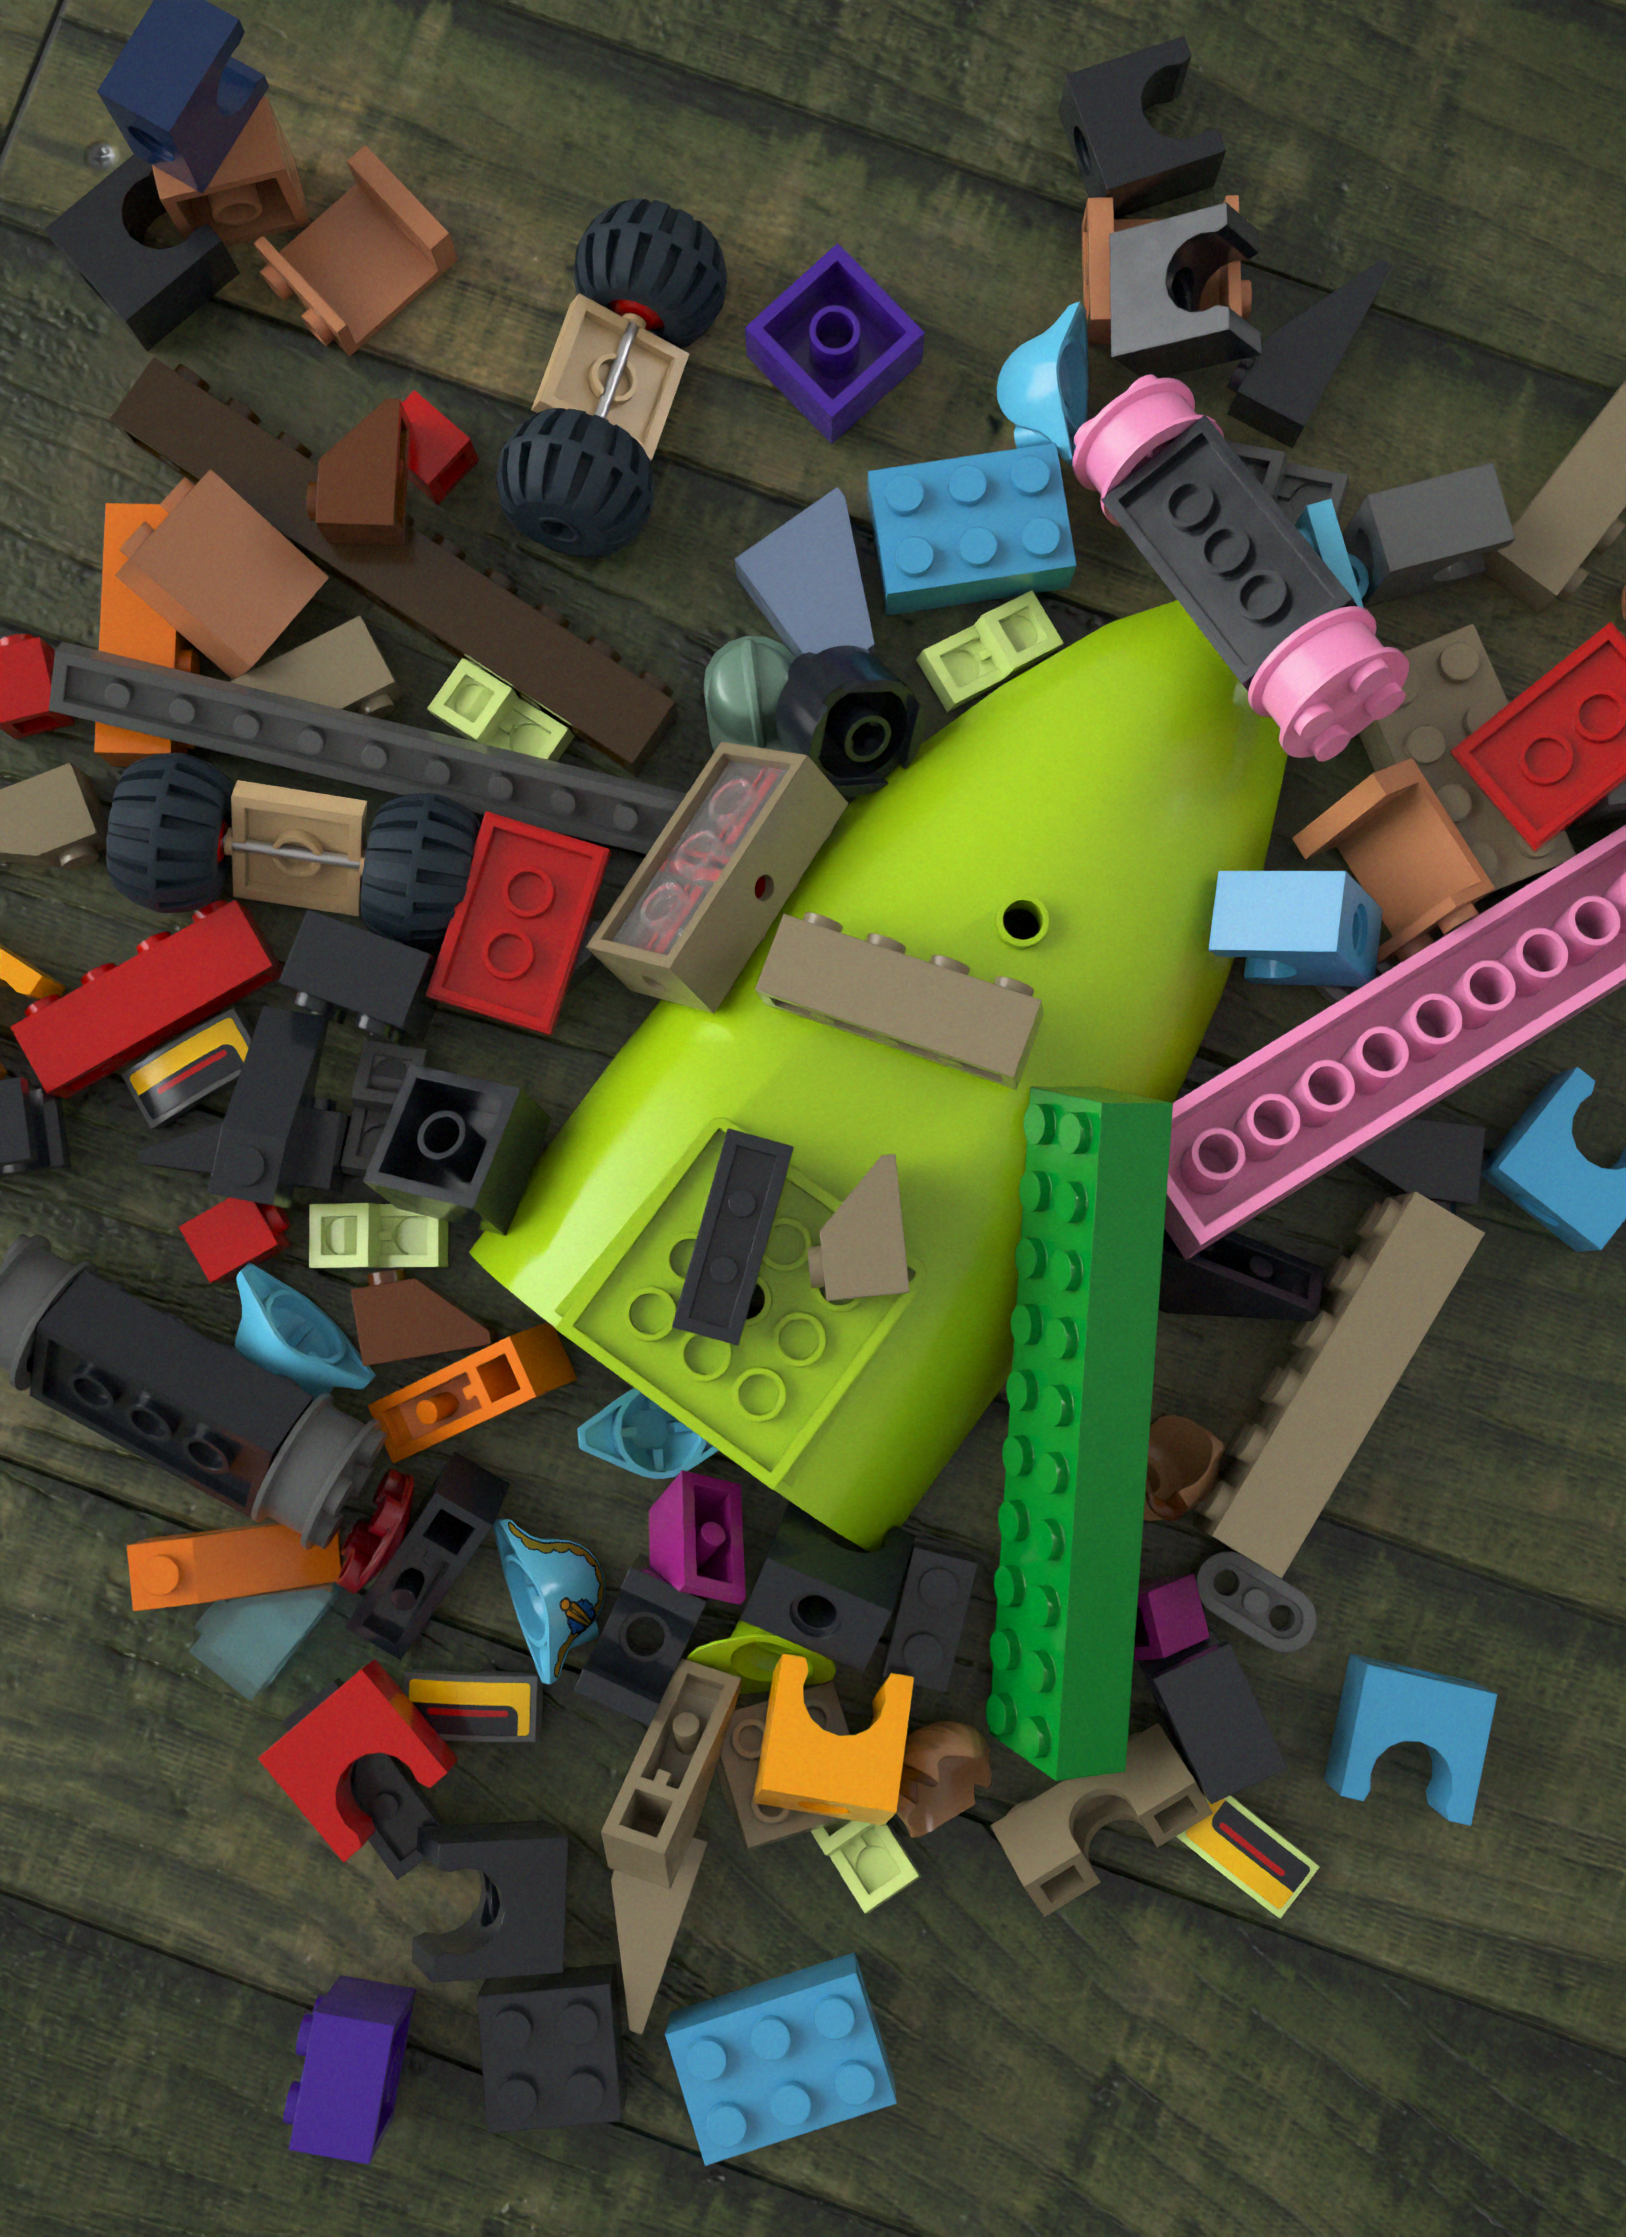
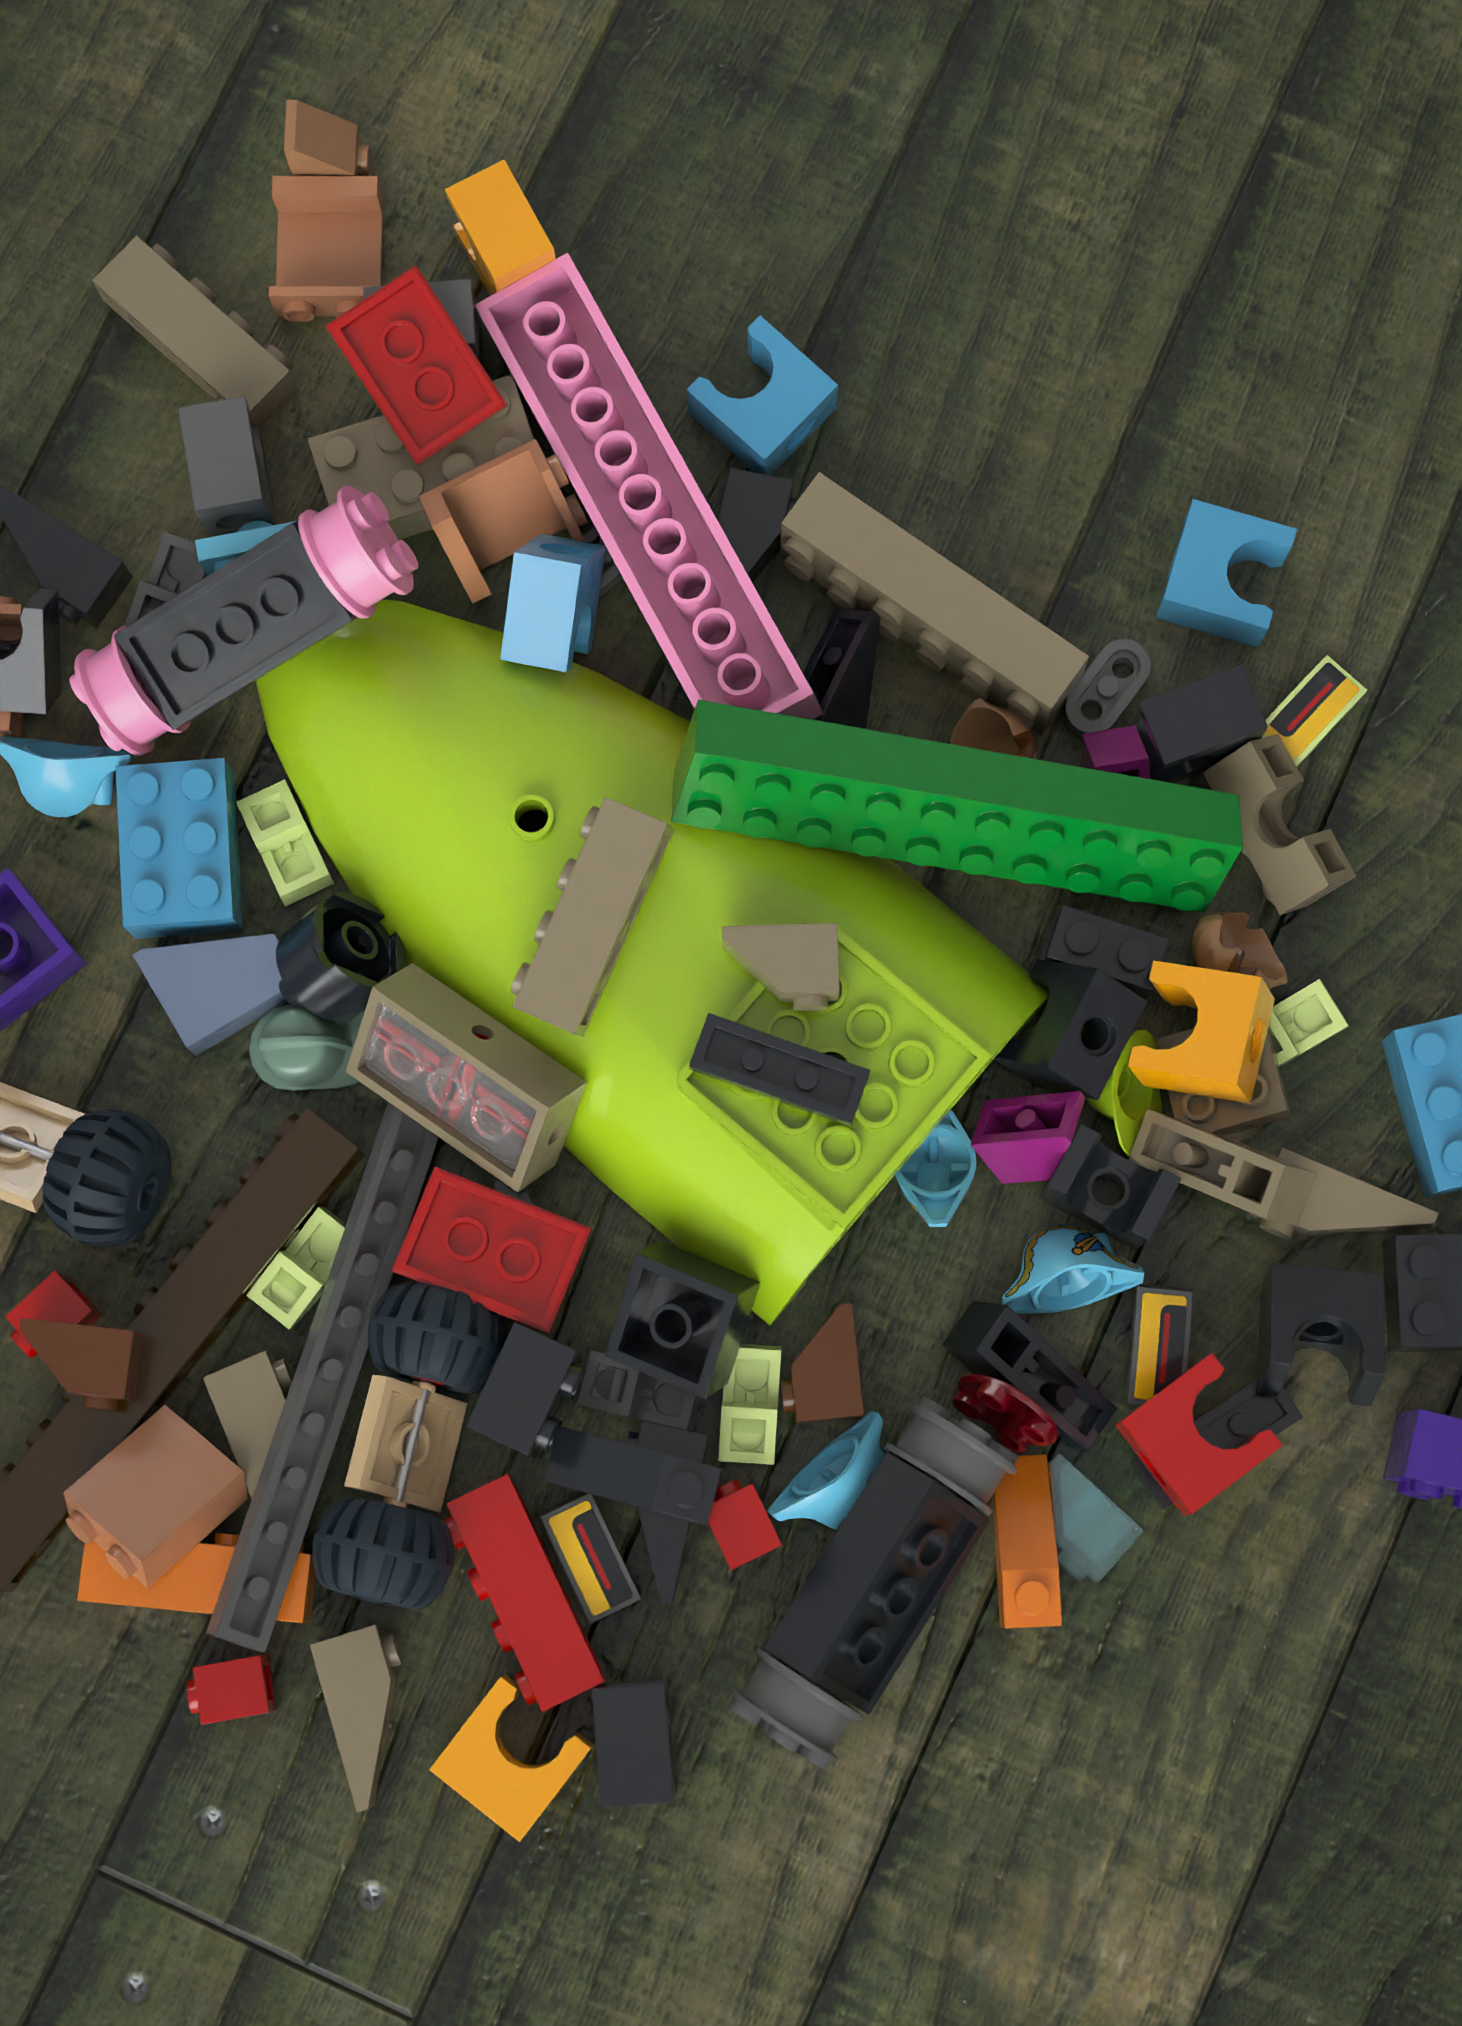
camera: 85 degrees left, 5 degrees down
(473, 1391) = (891, 1325): orange slope -> none

